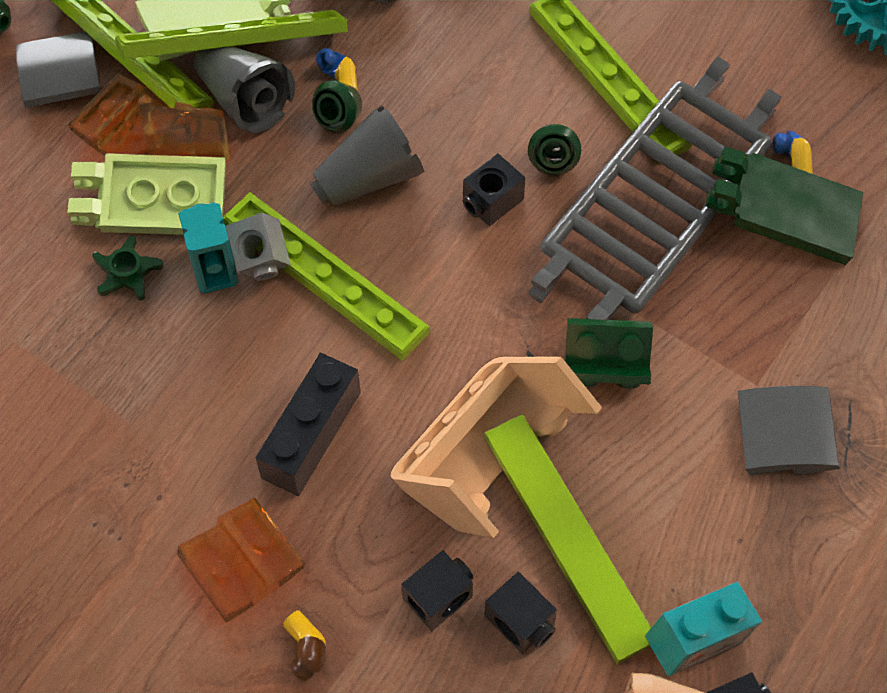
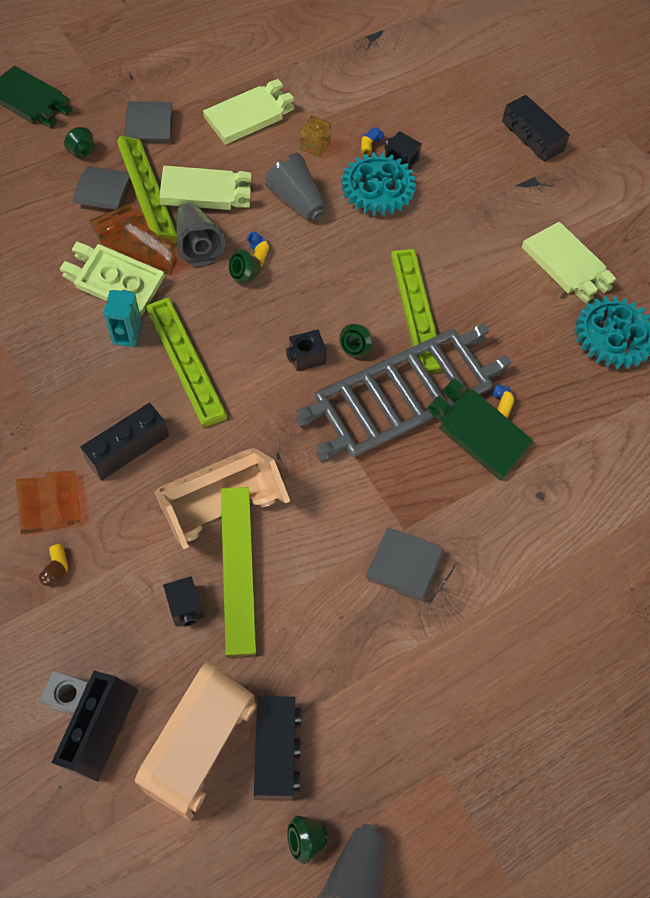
camera: 20 degrees right, 0 degrees up
(125, 269) = (77, 313): dark green animal -> none
(229, 34) = (203, 202): lime tile -> none
(245, 237) = (152, 328): light grey brick -> none
(367, 161) = (241, 304): dark grey cone -> none
(438, 589) = (144, 567): black brick -> none
(609, 351) = (320, 472): dark green bracket -> none
(703, 628) = (282, 658): teal brick -> none

